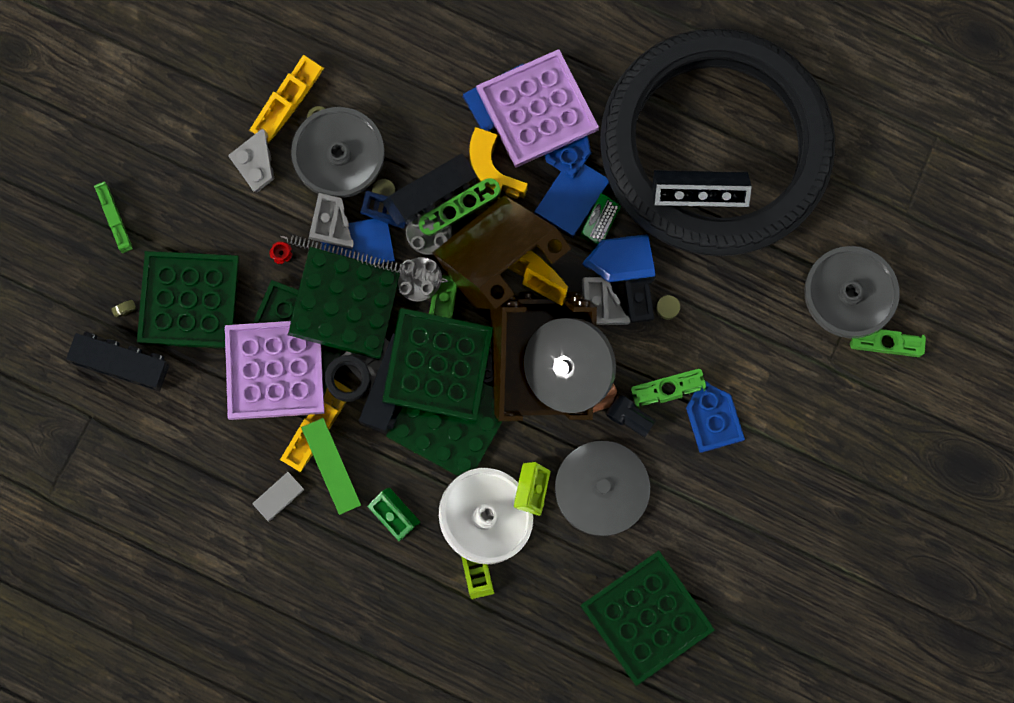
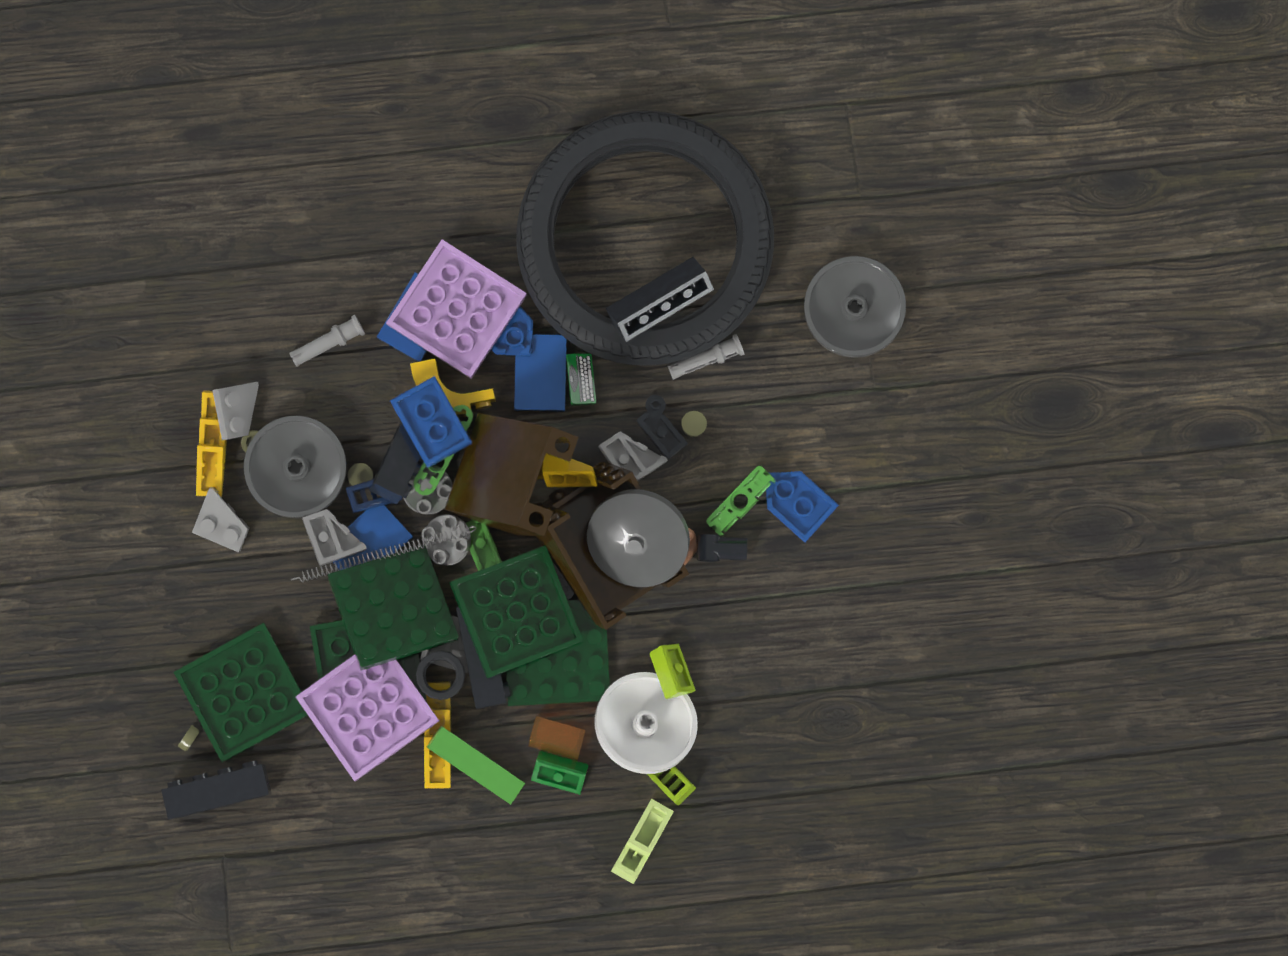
camera: 30 degrees left, 5 degrees up
(113, 217) = (122, 658): bright green piece -> none
(276, 248) = (294, 594): red plate -> none
(278, 496) = (443, 822): light grey tile -> none
(320, 82) = (235, 409): none -> light grey wing
(408, 485) = (557, 738): none -> clear orange brick
(424, 608) = (642, 841): none -> yellowish green slope
(433, 76) = (338, 335): none -> light grey pin
(463, 178) = (431, 422): none -> blue tile
(602, 488) = (736, 630): dark grey dish -> none
(622, 259) = (624, 404): blue tile -> none
(647, 618) = (848, 724): dark green plate -> none
(720, 264) = (717, 353): none -> light grey pin
(903, 344) = (931, 326): bright green piece -> none

